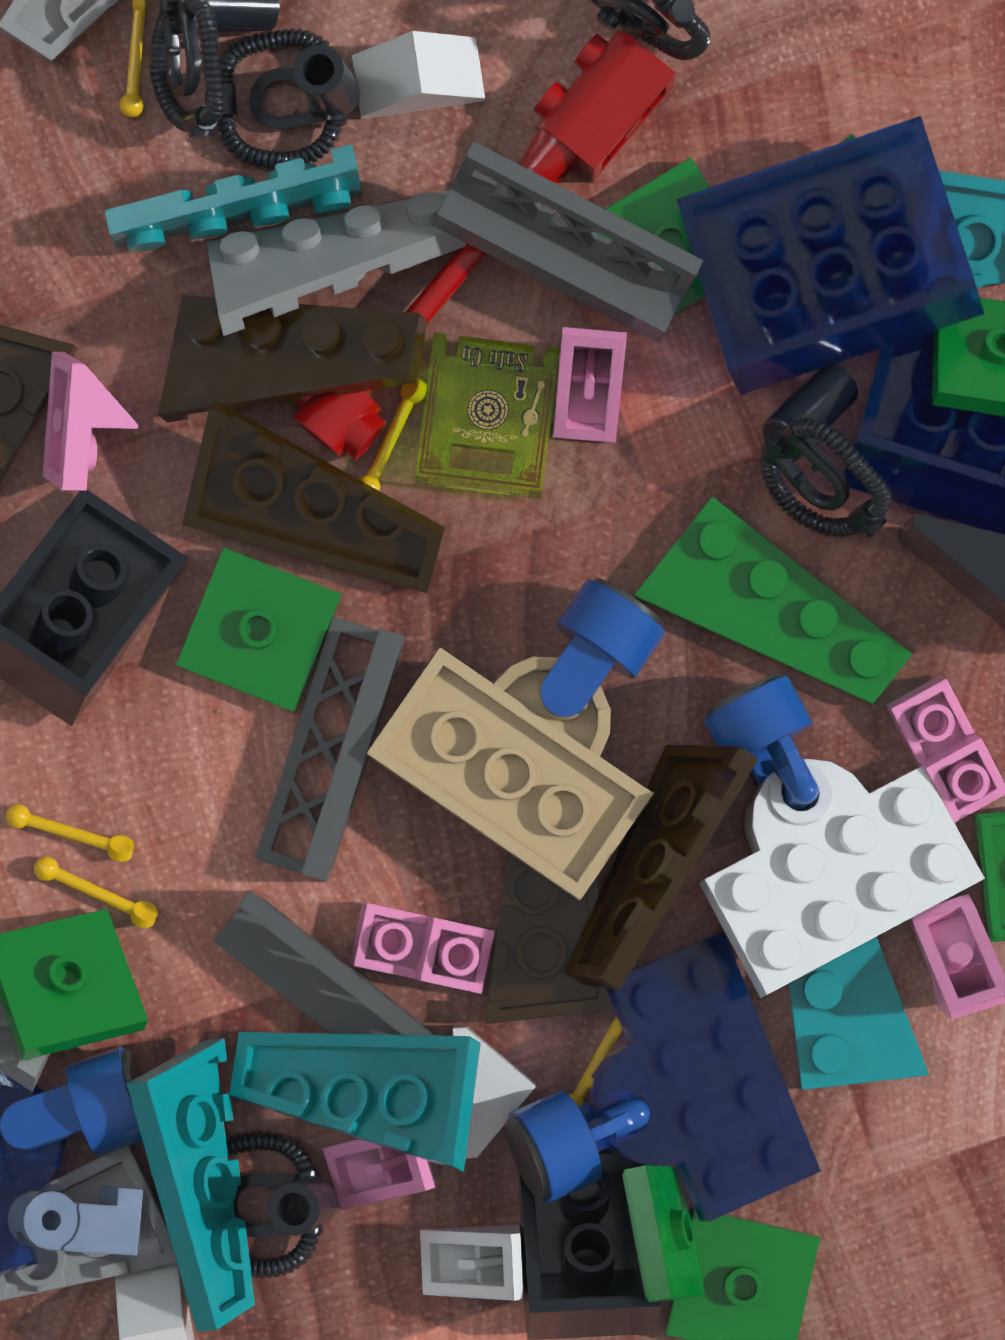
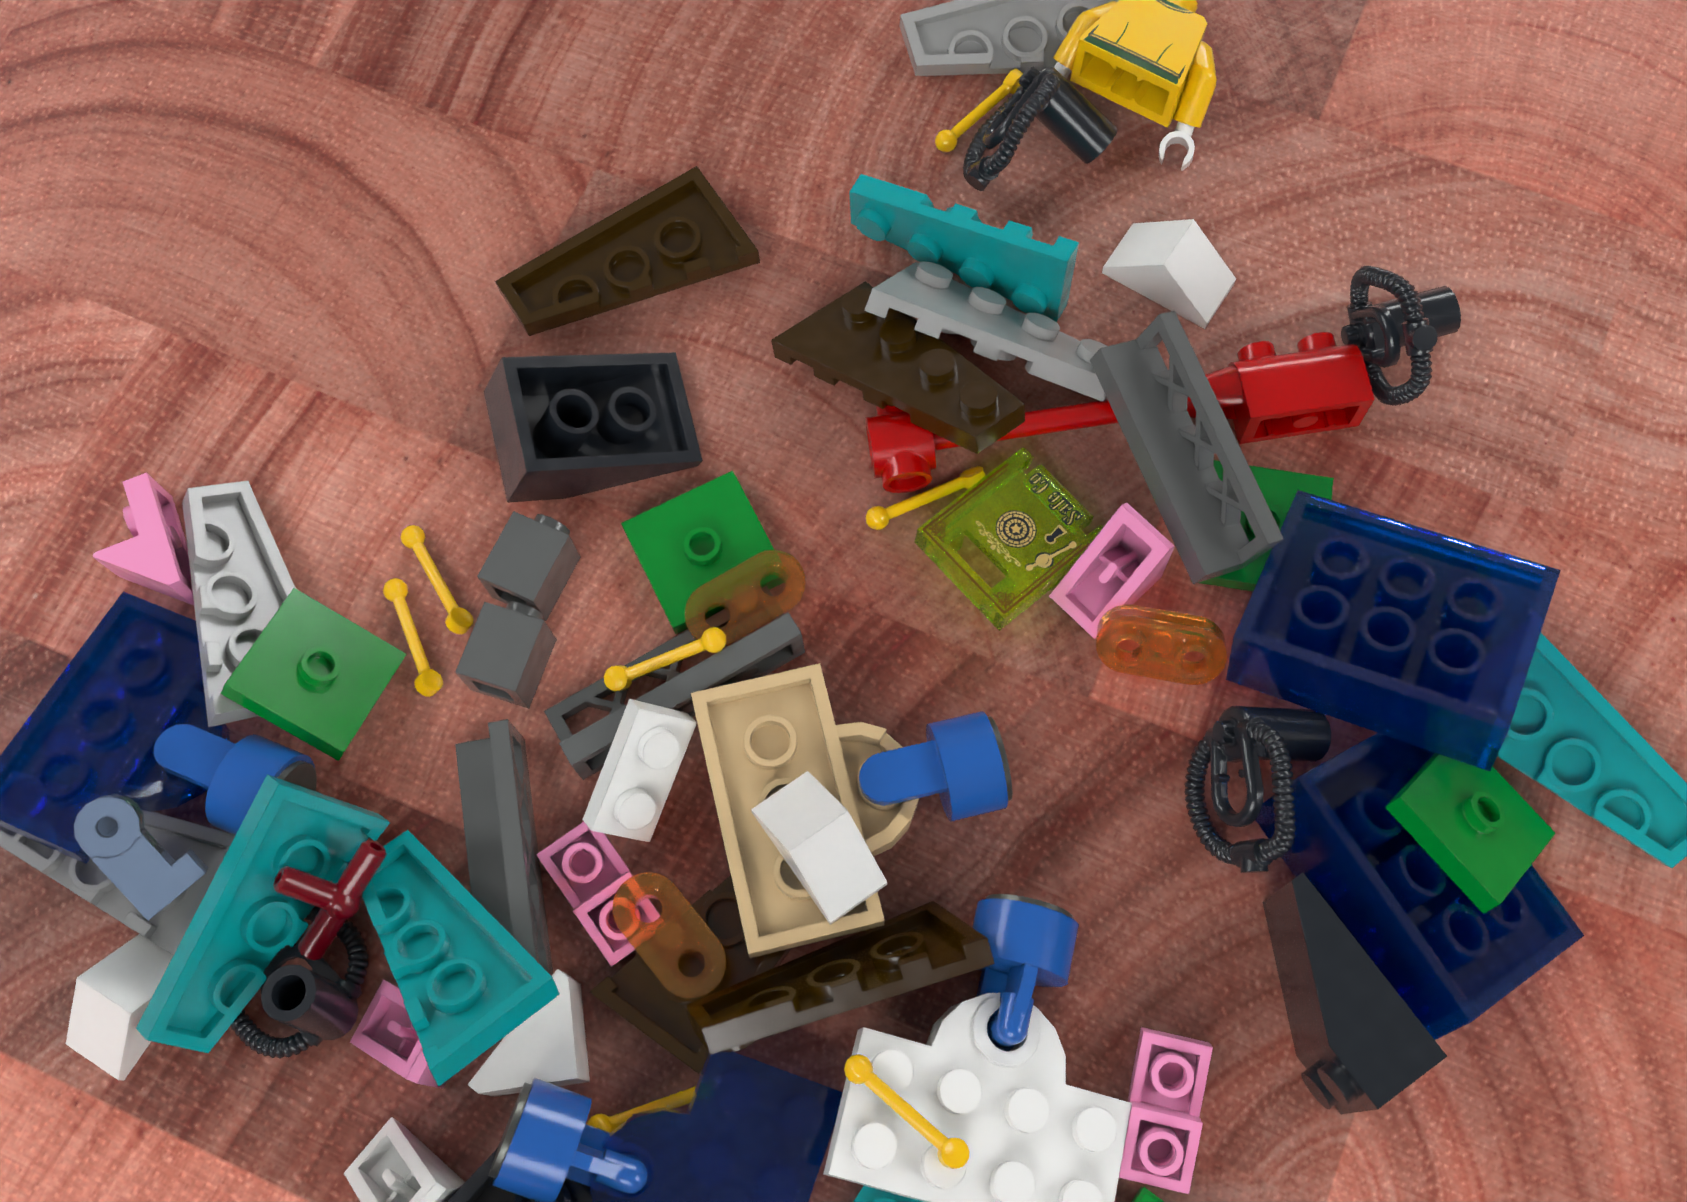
camera: 50 degrees right, 15 degrees down
(75, 407) = (724, 285): bright pink slope -> none
(138, 757) = (530, 562): none -> dark grey brick
(187, 839) = (507, 653): none -> dark grey brick
(246, 1125) = (336, 900): none -> dark red piece
(291, 783) = (620, 677): none -> yellow hinge
(294, 503) = (814, 484): dark brown wing -> none
(319, 74) = (1095, 203): black piece -> none
(337, 646) = (743, 598): none -> clear orange plate
(377, 840) = (639, 771): none -> white plate
(510, 936) = (670, 936): none -> clear orange plate
(563, 781) = (821, 845): none -> white slope
(671, 408) = (1163, 642): none -> clear orange plate
(755, 595) = (1108, 847): green wing -> none
(834, 908) = (951, 1151): none -> yellow hinge

